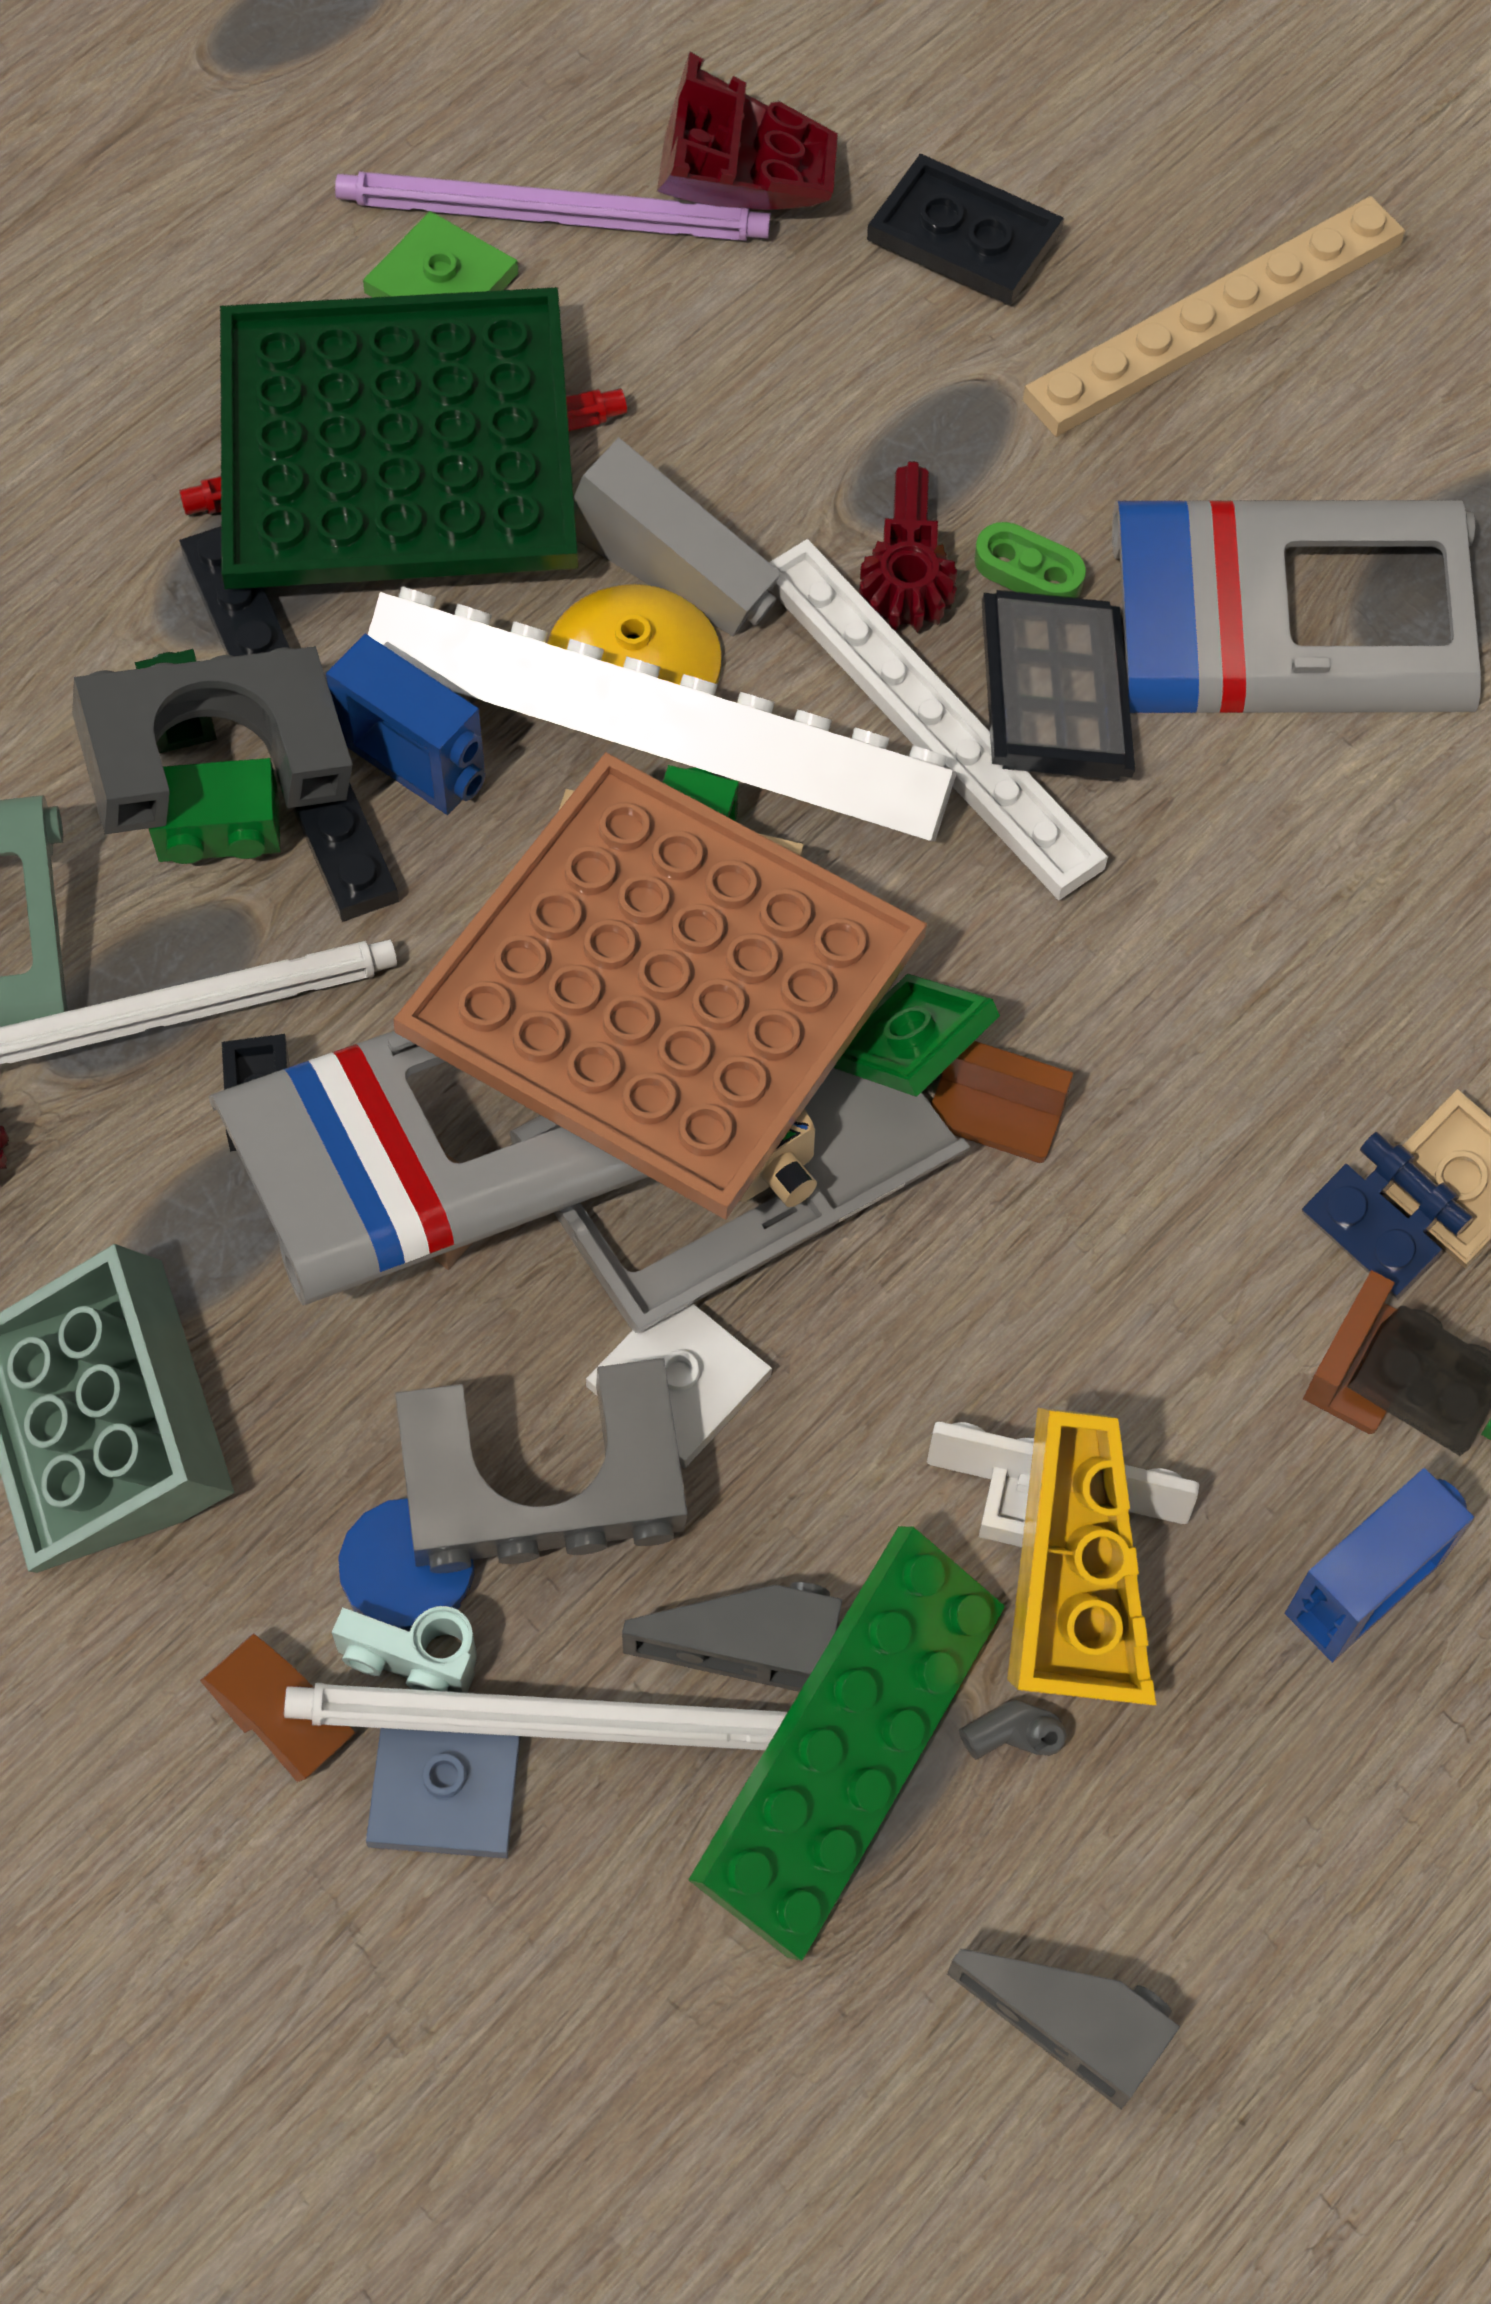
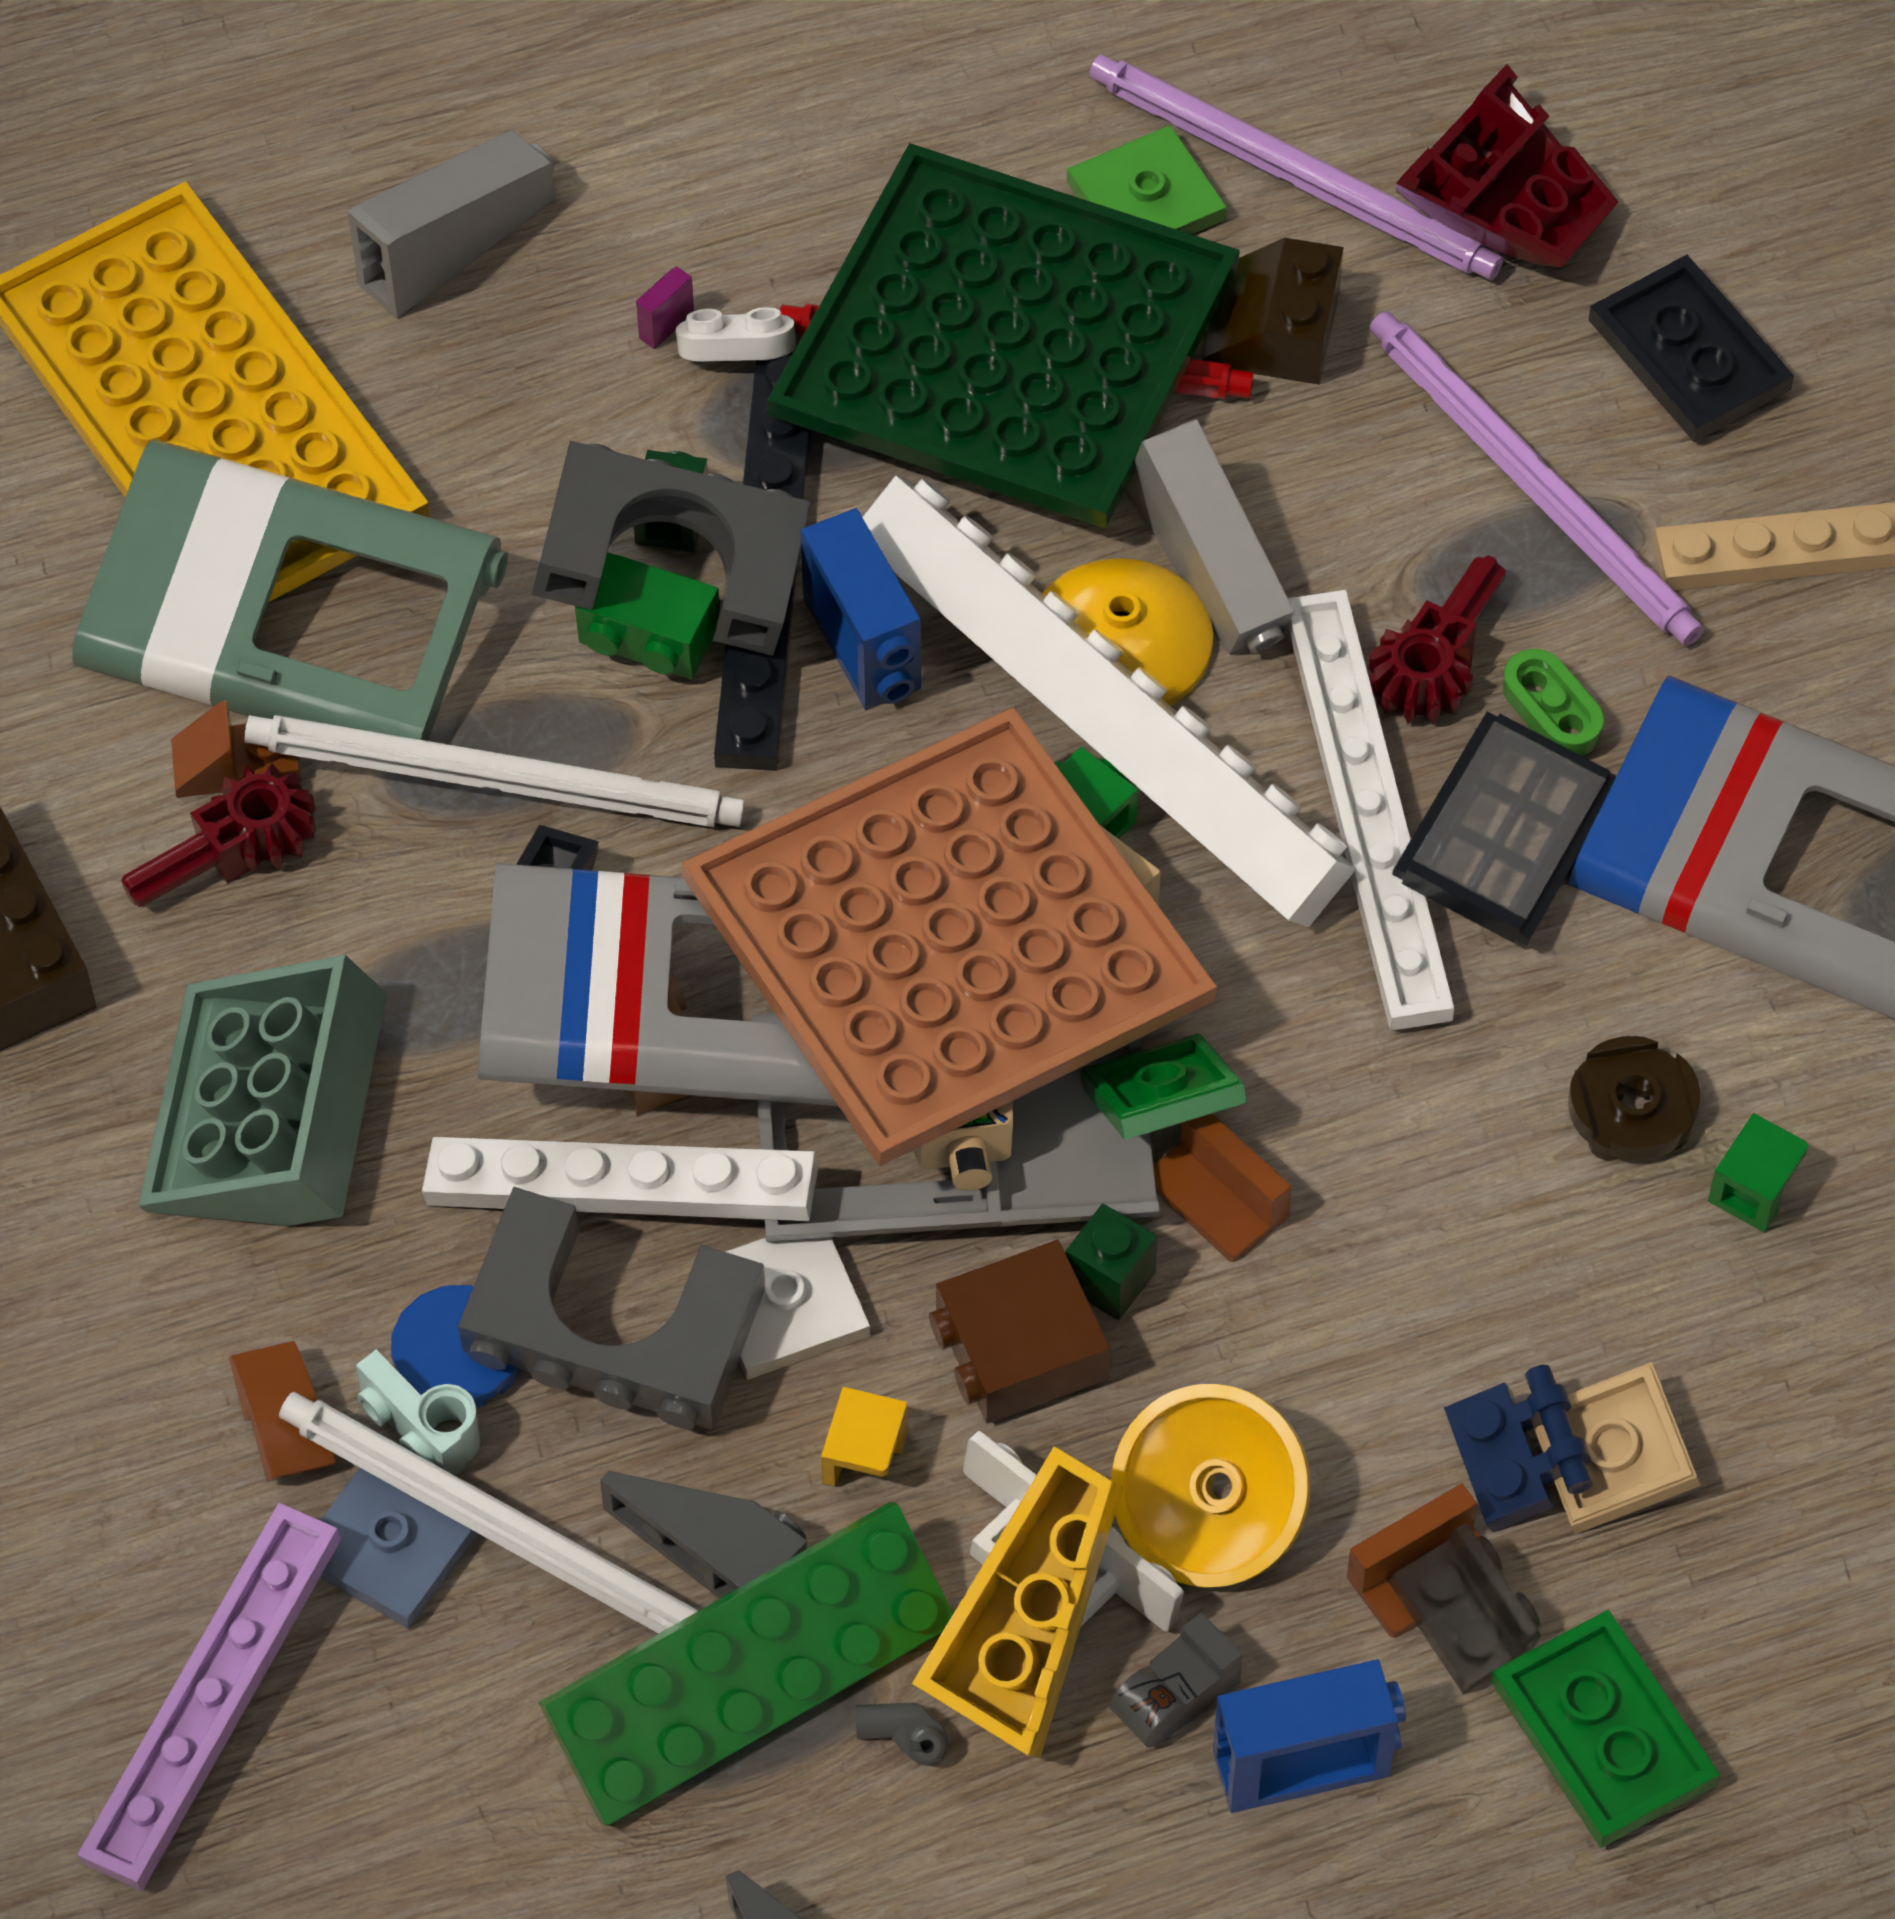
camera: 30 degrees right, 5 degrees down
(75, 533) = (664, 306): none -> magenta tile
(139, 540) = (738, 337): none -> white plate
(363, 2031) = (209, 1697): none -> lavender plate
(473, 1336) = (624, 1177): none -> white plate
(615, 327) = (1278, 311): none -> dark brown slope
(829, 1473) = (863, 1434): none -> yellow panel
(903, 385) = (1537, 479): none -> lavender piece
(913, 1311) = (1020, 1332): none -> reddish brown brick
(952, 1211) = (1113, 1260): none -> dark green brick
(1211, 1377) = (1169, 1474): none -> yellow dish
(1229, 1566) = (1178, 1682): none -> dark grey leg
(1286, 900) = (1625, 1132): none -> dark brown plate
(1434, 886) = (1756, 1171): none -> green panel

